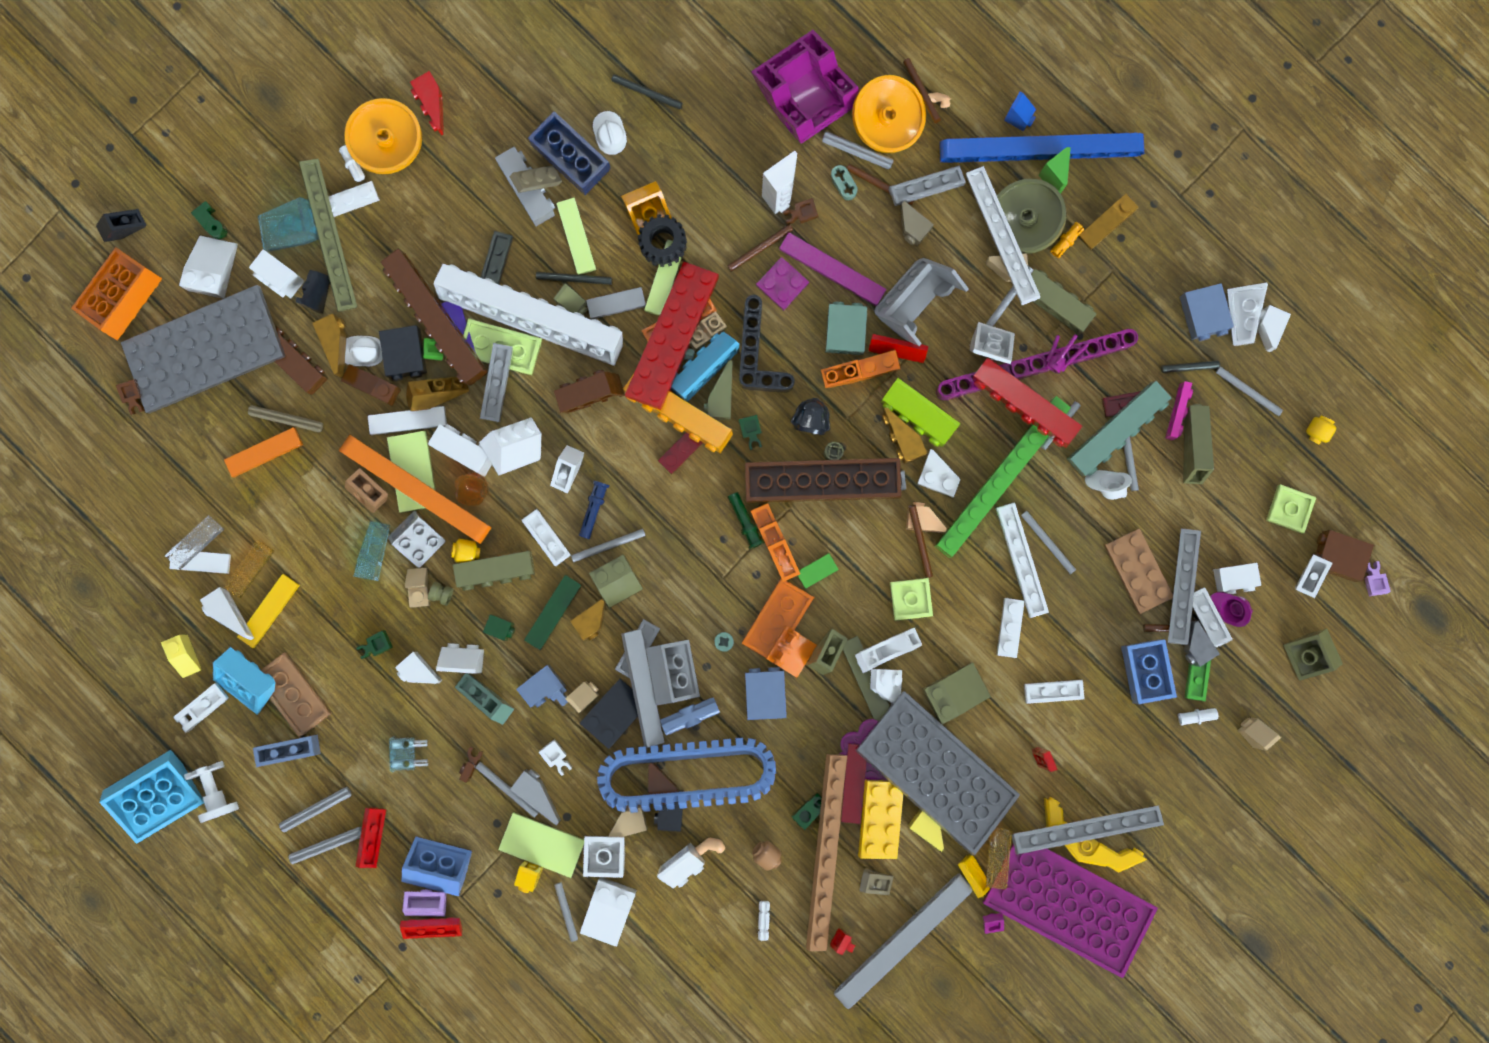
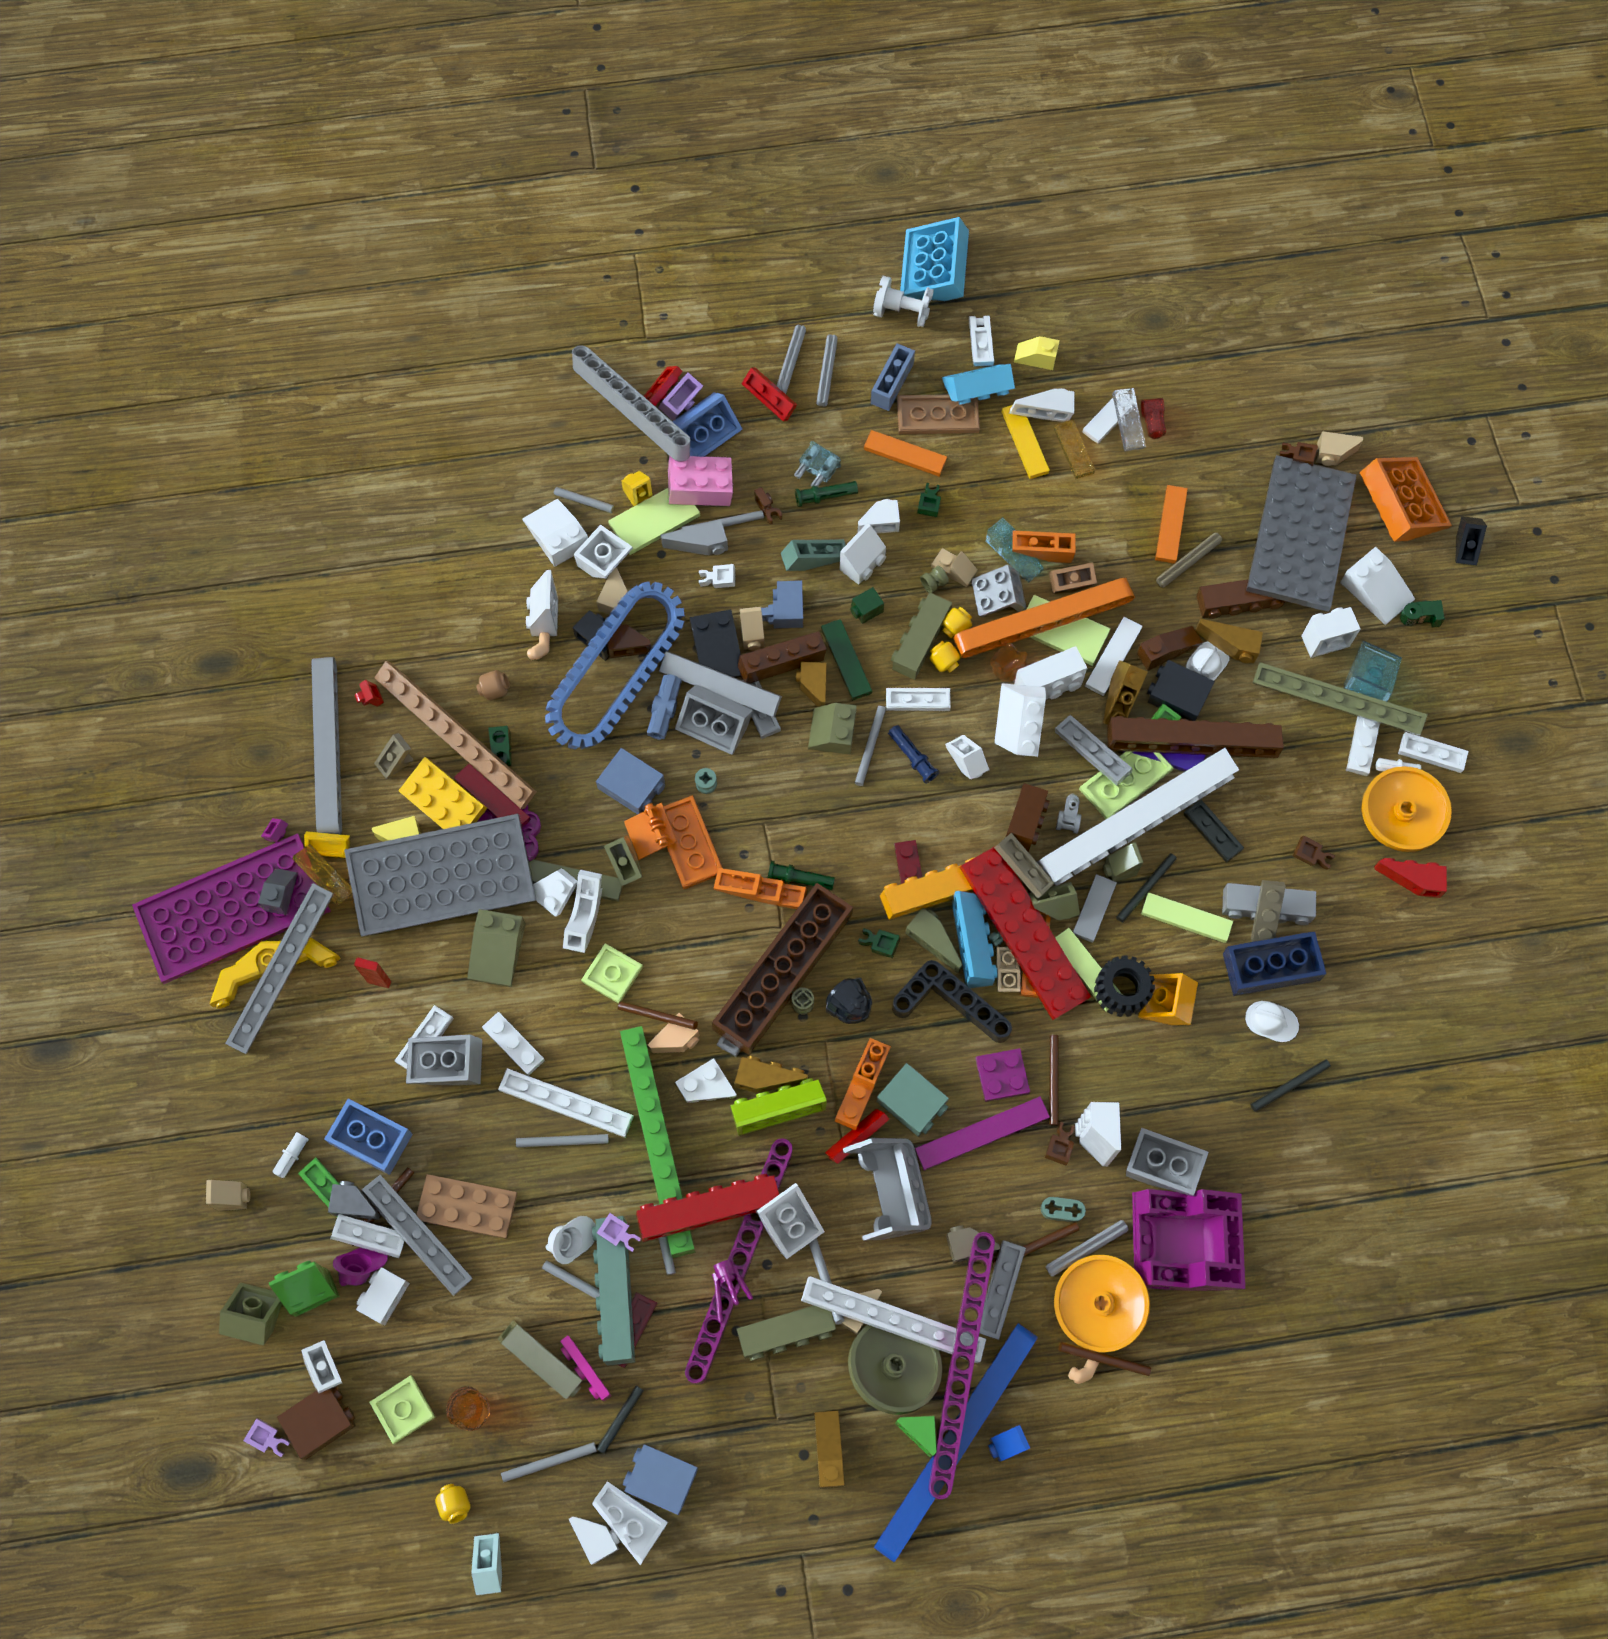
camera: 130 degrees right, 15 degrees down
(107, 372) = (1336, 447): none -> tan slope
(173, 529) = (1153, 413): none -> clear red piece
(314, 291) = (1291, 653): black slope -> none
(322, 146) = (1433, 752): none -> white plate
(346, 694) = (905, 453): none -> orange tile
(354, 529) = (1045, 545): none -> orange slope
(432, 735) = (816, 494): none -> dark green pin
(464, 182) = (1310, 853): none -> reddish brown plate
(466, 929) = (631, 403): none -> light grey beam
(487, 831) = (700, 481): none -> bright pink brick
(499, 540) = (945, 657): none -> yellow head
(560, 363) = (1069, 818): none -> light grey piece
(589, 657) = (781, 657): none -> reddish brown brick
(626, 365) = (1024, 865): none -> dark tan plate
(634, 329) = (1058, 902): none -> olive slope
(763, 924) = (442, 646): white axle -> none
(766, 132) = (1166, 1163): none -> light grey slope
(817, 571) = (704, 908): bright green tile -> none
(1004, 164) = (956, 1374): none -> magenta beam
(1036, 879) = (278, 891): none -> dark grey slope
(1060, 662) = (444, 1060): none -> light grey slope
(1067, 240) = (841, 1391): light orange pin -> none
(1085, 453) = (615, 1230): none -> lavender plate
(1263, 463) = (467, 1409): none -> clear orange helmet
(1274, 629) = (304, 1288): none -> bright green slope
(1337, 380) = (487, 1564): none -> light aqua slope

